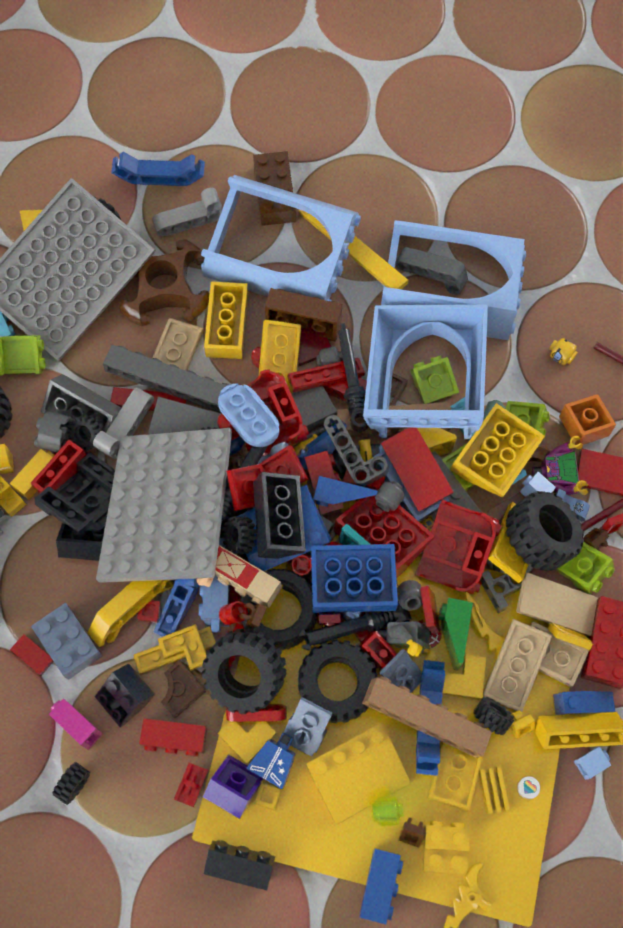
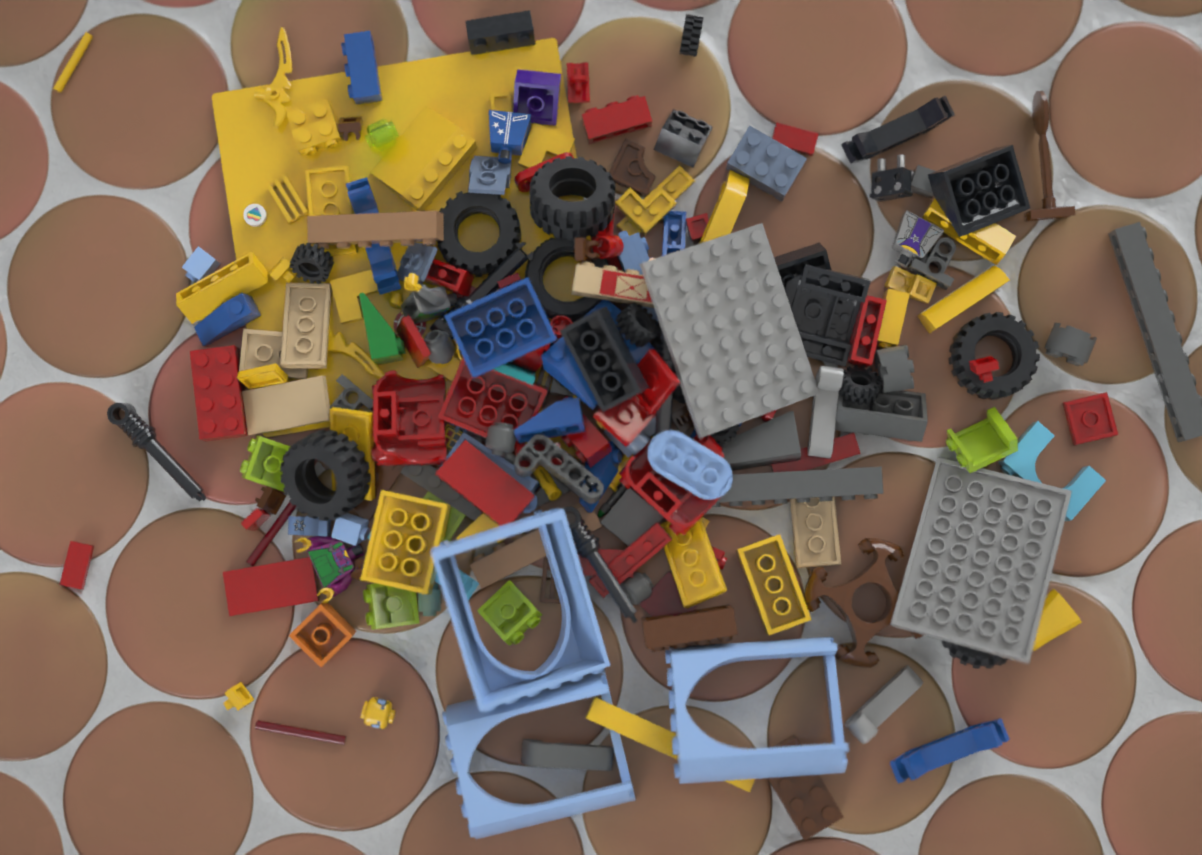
camera: 155 degrees right, 15 degrees up
(75, 723) = (716, 89): dark pink slope -> none

